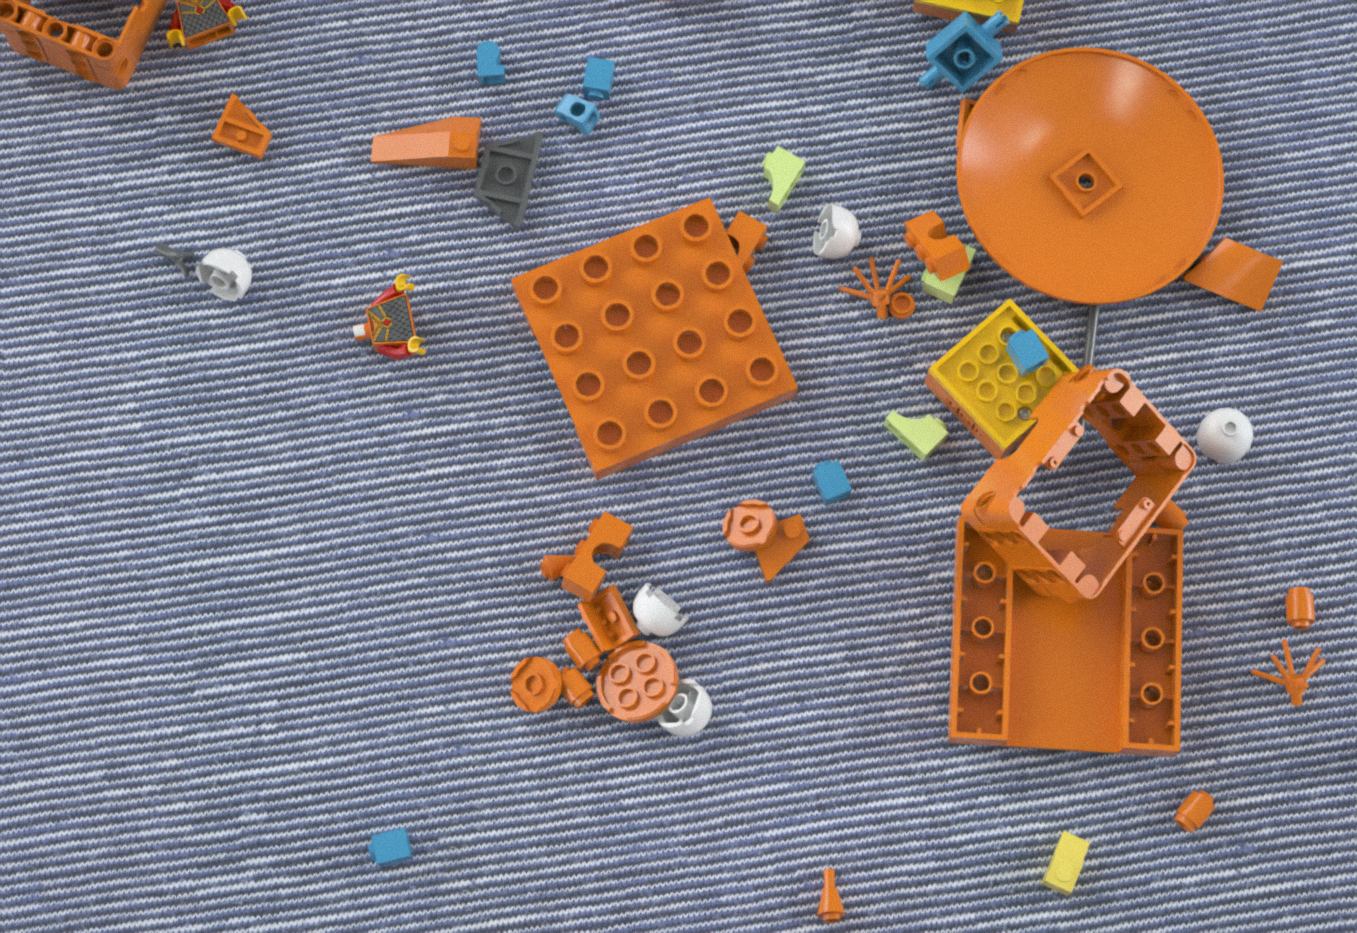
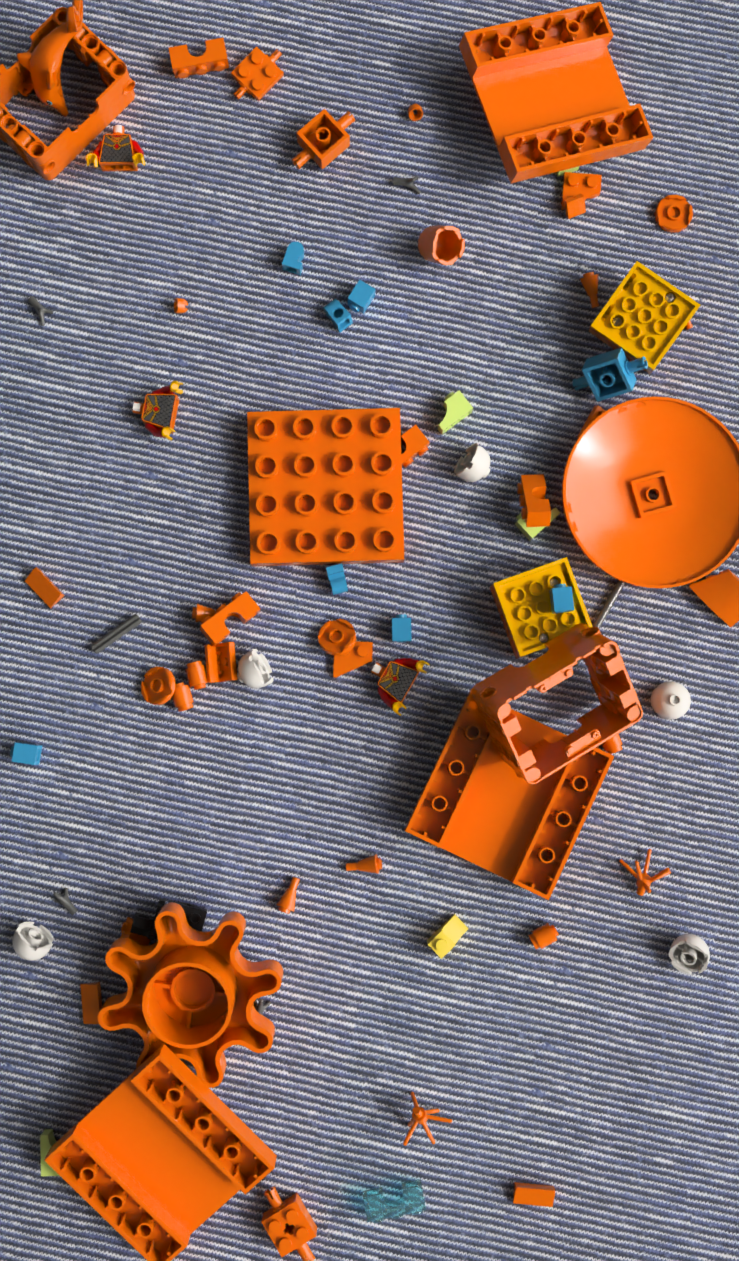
camera: 20 degrees right, 10 degrees up
(226, 273) = (67, 333): white cylinder -> none
(241, 130) = (114, 239): orange wing -> none
(326, 616) = (44, 587): none -> orange slope
(362, 180) = (179, 305): none -> orange hinge
(440, 143) = (238, 299): orange wedge -> none
(449, 639) = (116, 633): none -> dark grey axle
(508, 176) = (275, 340): dark grey wing -> none
(637, 681) = (223, 710): orange tile -> none
(688, 710) = (245, 740): white cylinder -> none
(718, 450) = (337, 579): none -> dark azure leg
(854, 549) = (397, 680): none -> torso
(879, 296) = (485, 518): orange plant -> none
(901, 305) = (496, 529): orange plate -> none
(919, 435) = (471, 621): yellowish green arch -> none
(920, 810) = (371, 864): none -> orange cone
(1300, 608) = (669, 833): orange brick -> none

